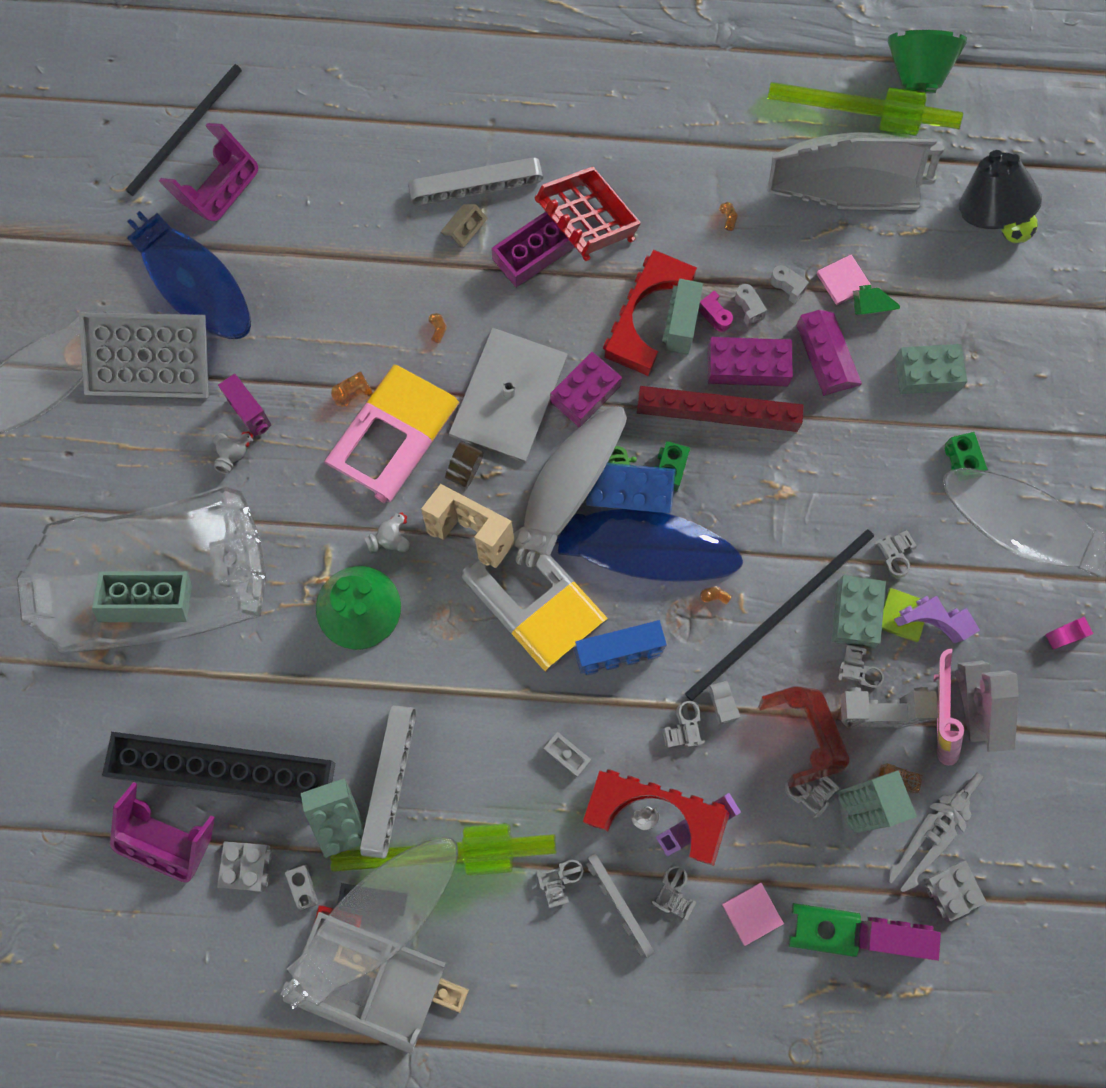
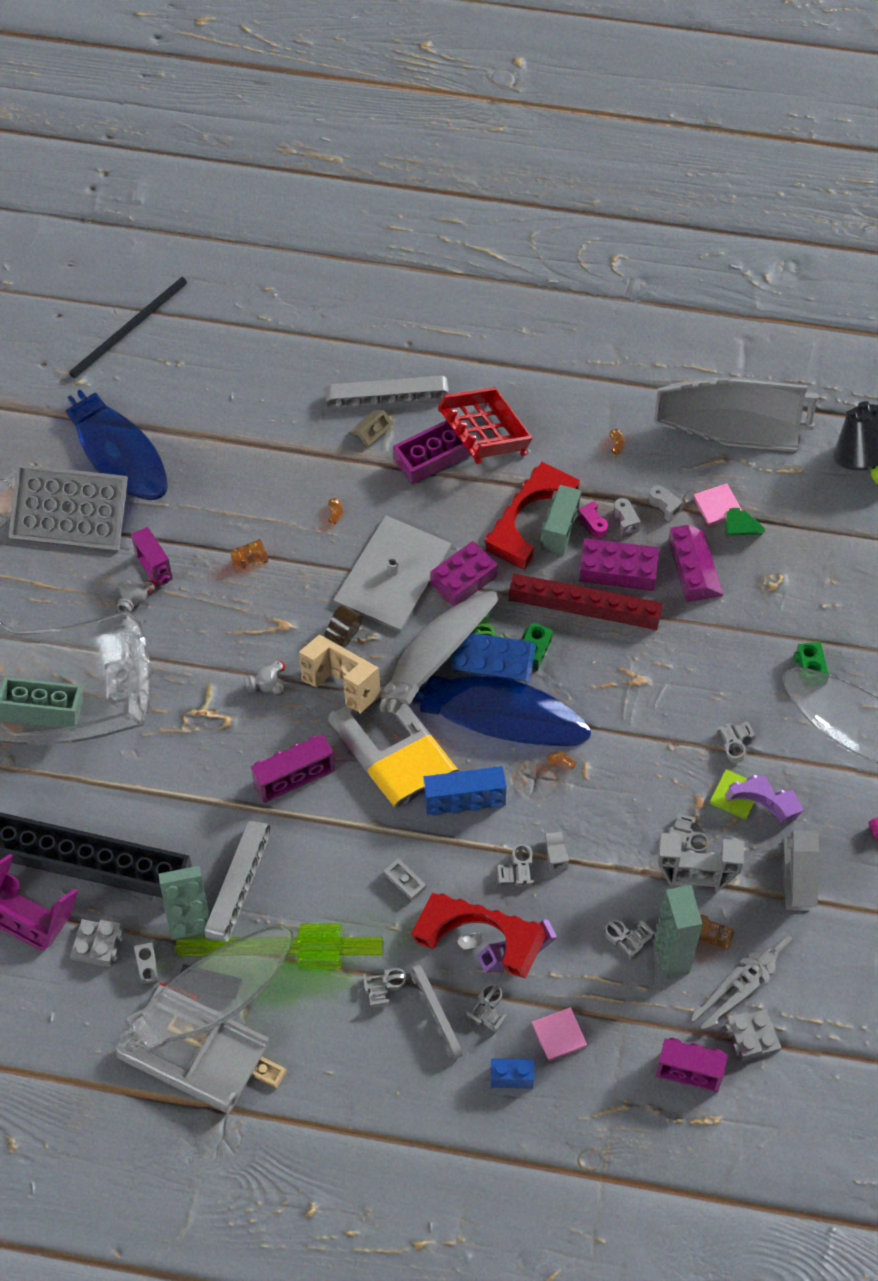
camera: 10 degrees right, 15 degrees down
(224, 183) = (168, 366): magenta windscreen -> none
(358, 607) = (230, 737): green cone -> none
(407, 405) = (299, 572): piece -> none
(431, 640) = (293, 768): none -> magenta brick
(710, 969) = (512, 1073): none -> blue brick
(779, 615) = (619, 782): black piece -> none
(807, 934) = (608, 1060): green piece -> none
(831, 755) = (645, 898): clear red windscreen -> none
(858, 611) = (692, 785): sand green brick -> none
(899, 112) = (784, 365): clear neon green axle -> none
(925, 57) = (814, 321): green cone -> none
(930, 369) = (788, 586): sand green brick -> none
(948, 741) = (749, 846): bright pink piece -> none

